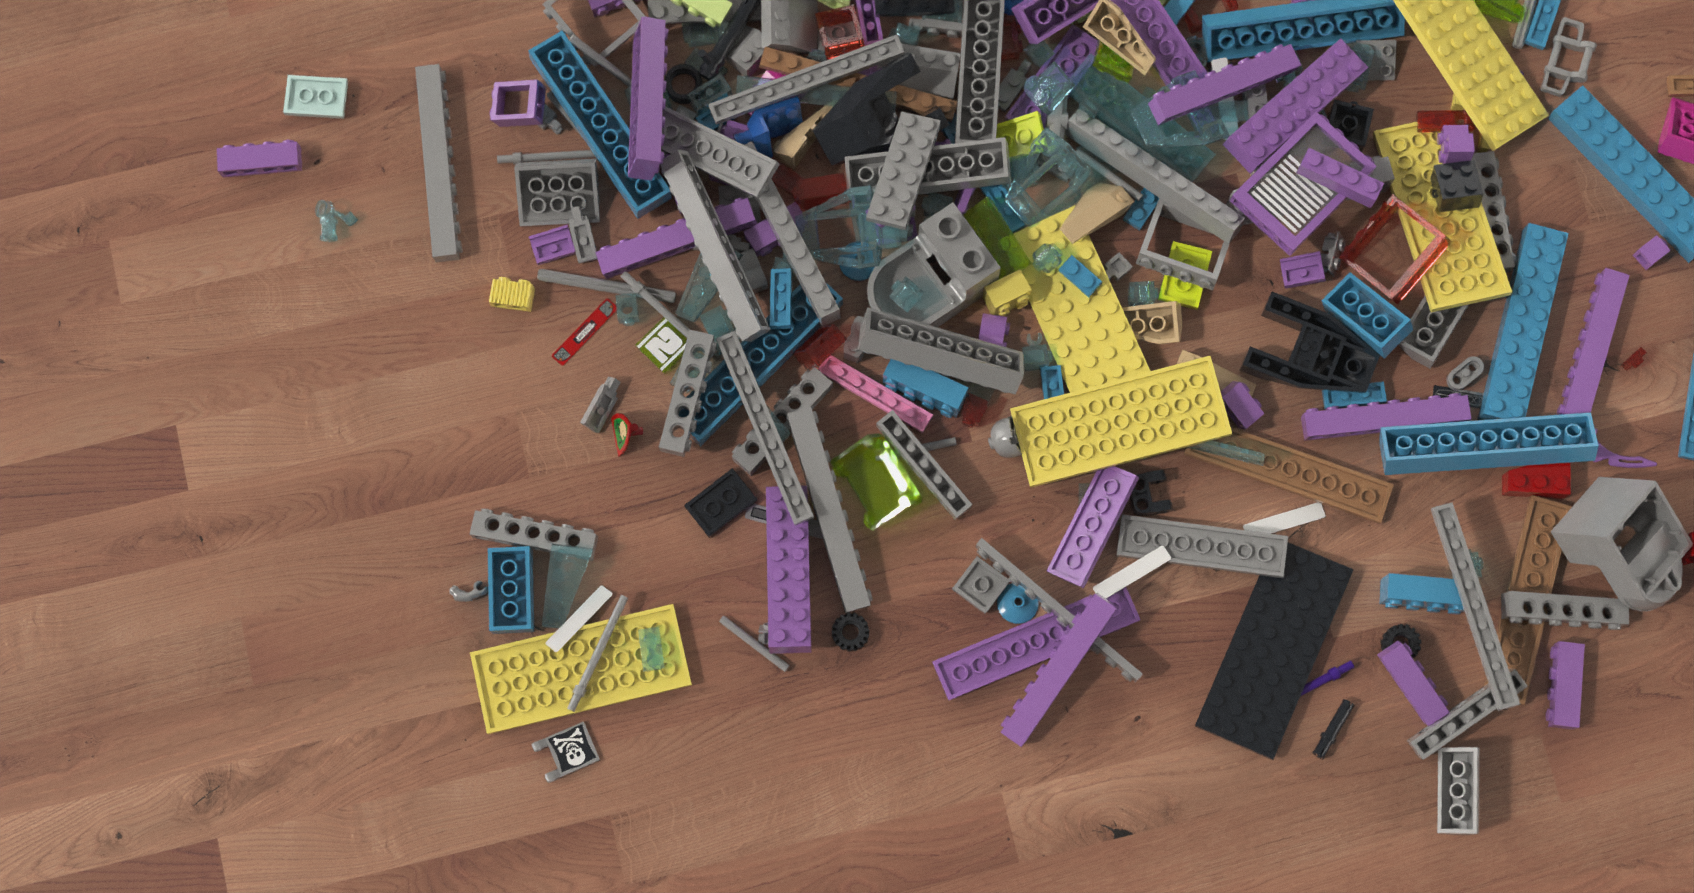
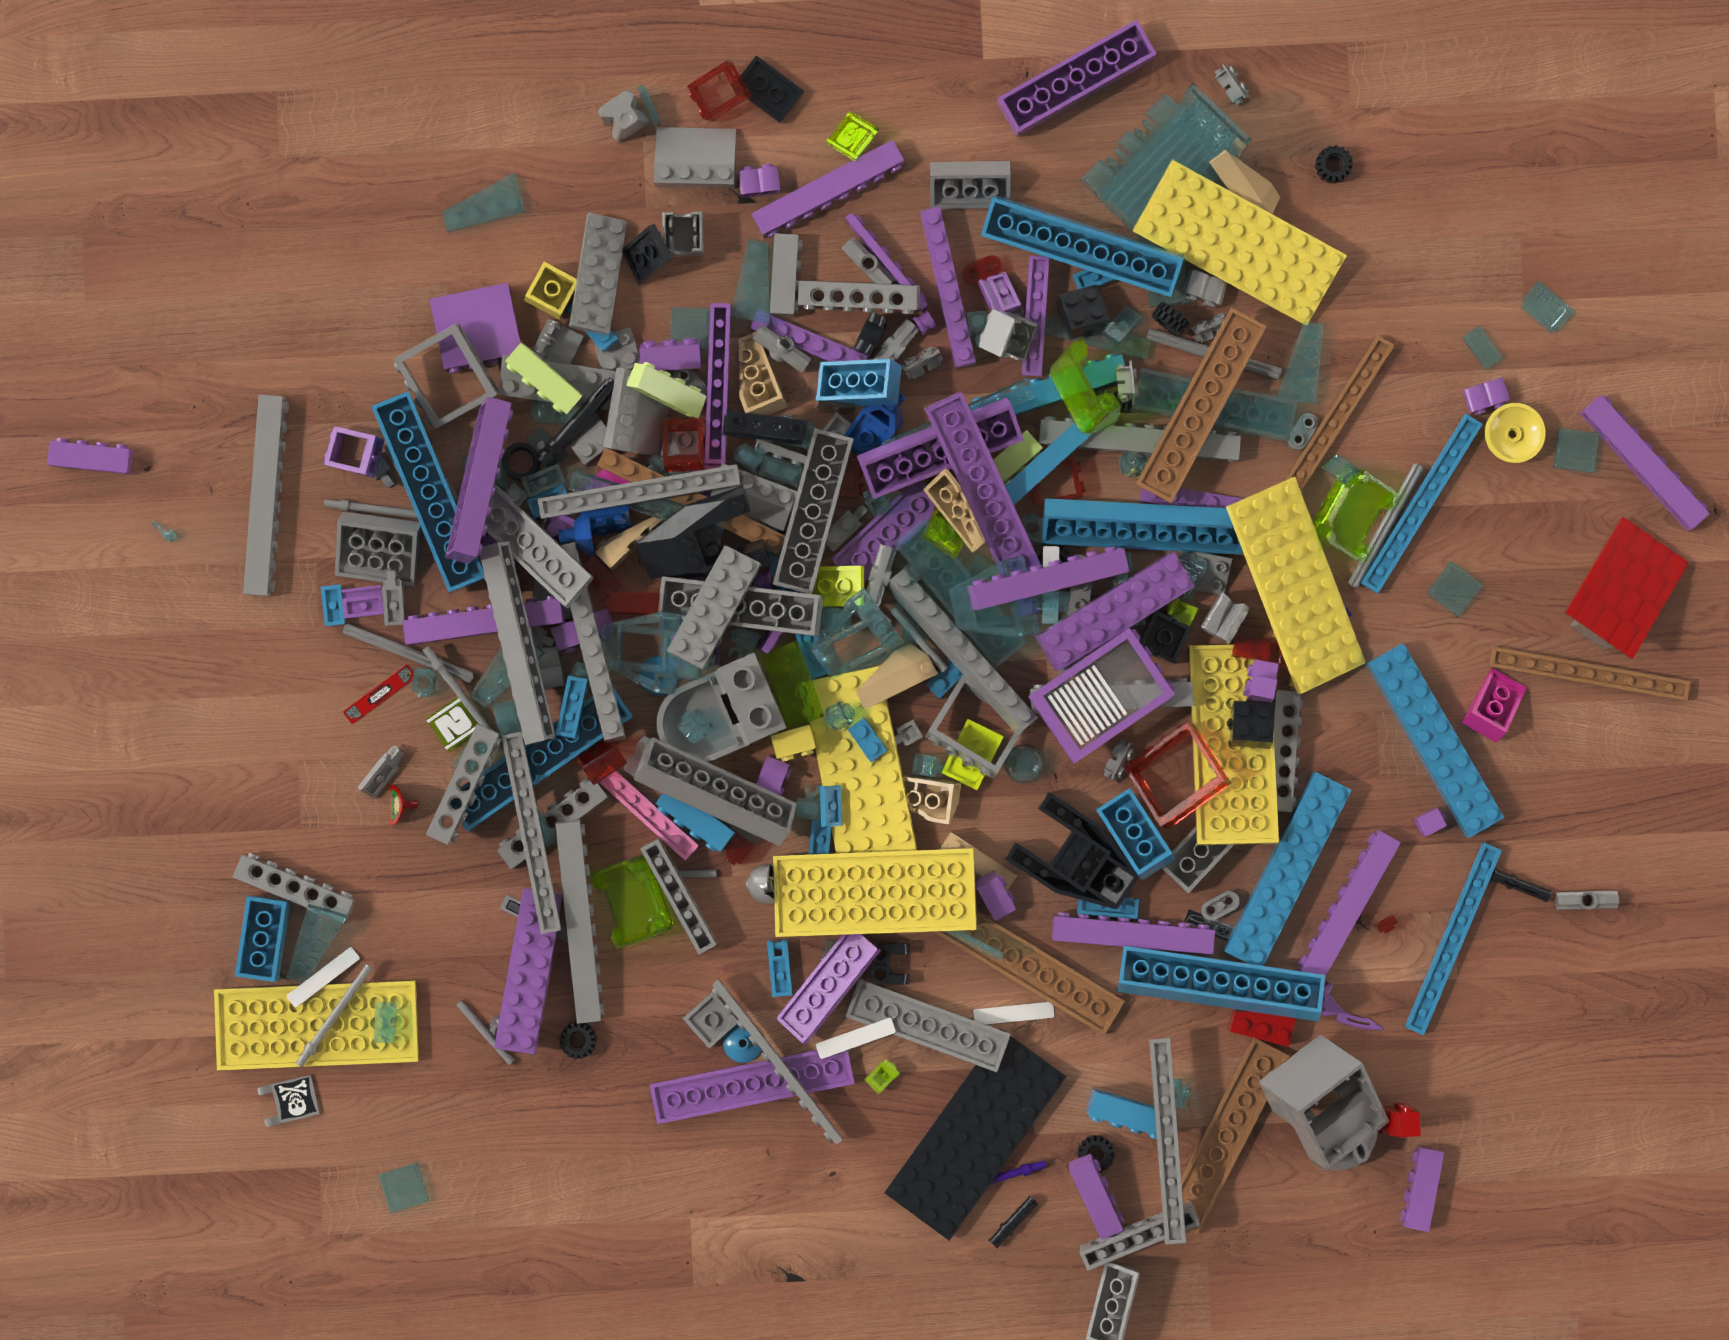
camera: 10 degrees right, 10 degrees up
(315, 96) = (156, 403): light aqua plate -> none
(327, 220) = (146, 533): clear light blue connector -> none
(463, 596) = (216, 932): light grey piece -> none
(512, 294) = (315, 645): light yellow brick -> none
(523, 254) = (332, 605): none -> dark azure plate
(600, 60) = (442, 425): light grey bar -> none
(700, 818) = (403, 1187): none -> clear light blue tile
(720, 503) = (479, 890): black tile -> none
(939, 40) = (780, 472): none -> clear light blue brick
(1039, 521) = (779, 968): none -> dark azure plate
(1048, 88) = (876, 544): clear light blue slope -> none
(1057, 347) = (831, 806): none -> dark azure plate
(1059, 668) = (765, 1119): medium lavender brick -> none
(1167, 606) = (882, 1075): none -> lime bracket
(1238, 275) = (1024, 763): none -> clear light blue cylinder
(1302, 270) = (1087, 773): medium lavender plate -> none
(1340, 178) = (1134, 703): medium lavender brick -> none
(1362, 98) = (1183, 611): none -> lime bracket
(1402, 96) = (1224, 618): none -> light grey piece
(1513, 602) = (1209, 1139): light grey brick -> none
(1566, 685) = (1241, 1224): medium lavender brick -> none
(1577, 45) = (1394, 589): light grey bar -> none
(1616, 31) = (1454, 589): none -> clear light blue tile

